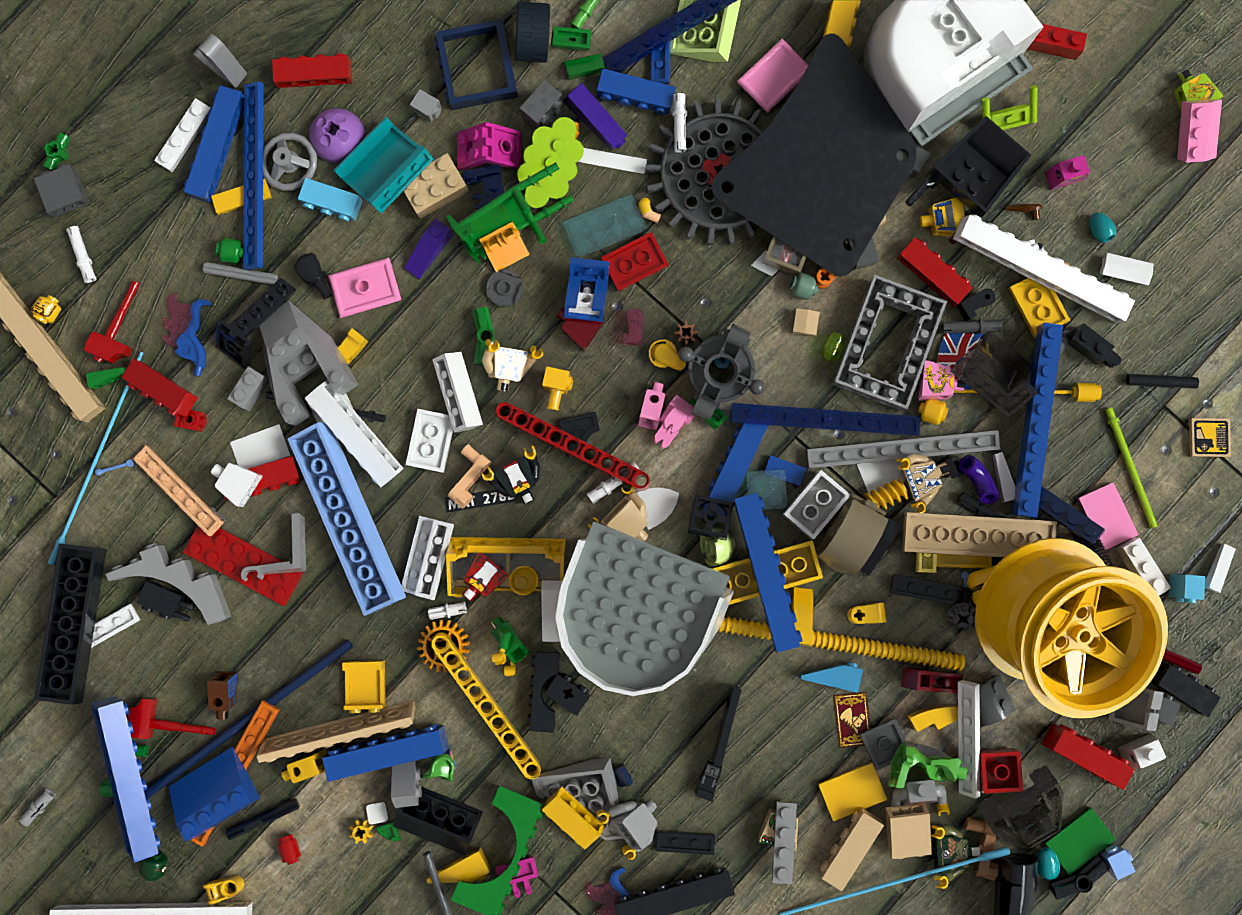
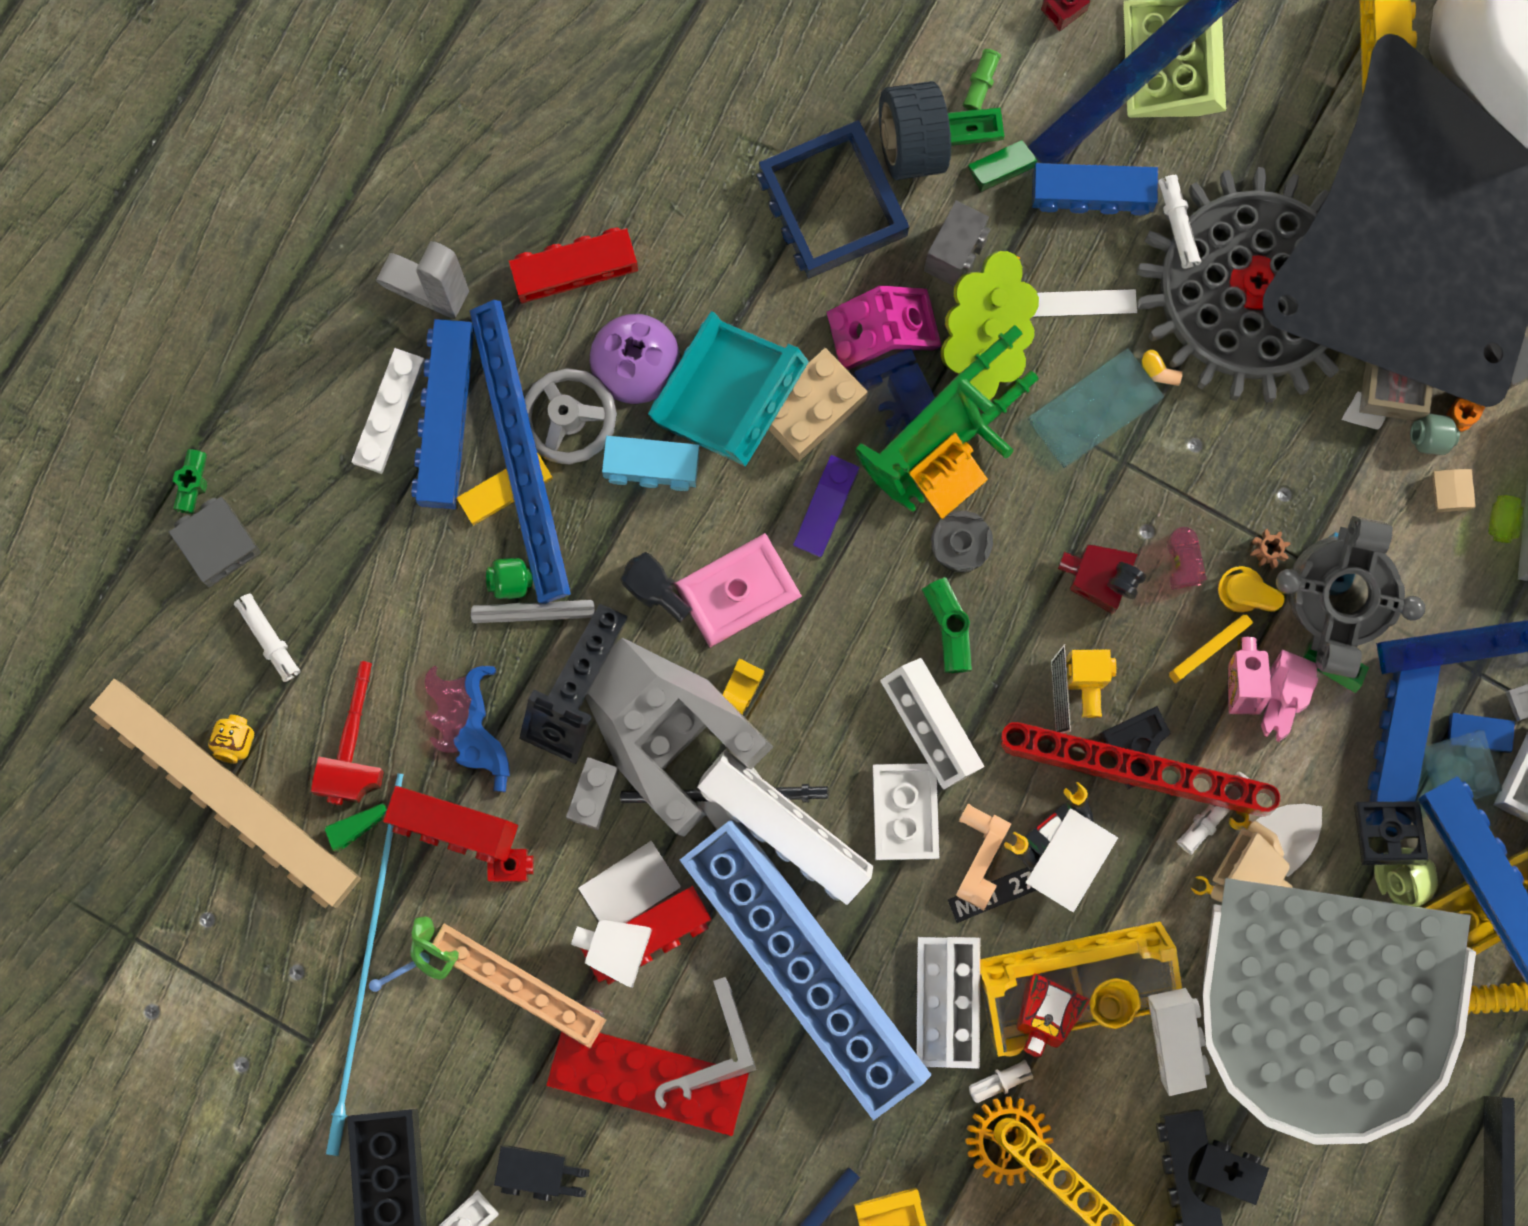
camera: 20 degrees left, 5 degrees down
(129, 449) = (421, 935): none -> bright green piece
(203, 591) = (507, 1116): light grey arch -> none
(426, 106) = (768, 281): light grey brick -> none
(508, 363) = (1003, 659): torso -> none
(509, 644) = (1120, 1110): green torso -> none
(519, 491) = (1071, 860): none -> white sticker
(539, 391) = (1060, 692): none -> sticker
(587, 277) = (1099, 495): blue brick -> none
(591, 332) = (1126, 580): none -> black wheel
(595, 117) = (1041, 240): dark purple slope -> none
(635, 261) = (1159, 454): red plate -> none
(635, 384) = (1210, 648): none -> yellow tile
(661, 64) = (1121, 138): blue tile -> none
(774, 75) = (1304, 116): bright pink piece -> none

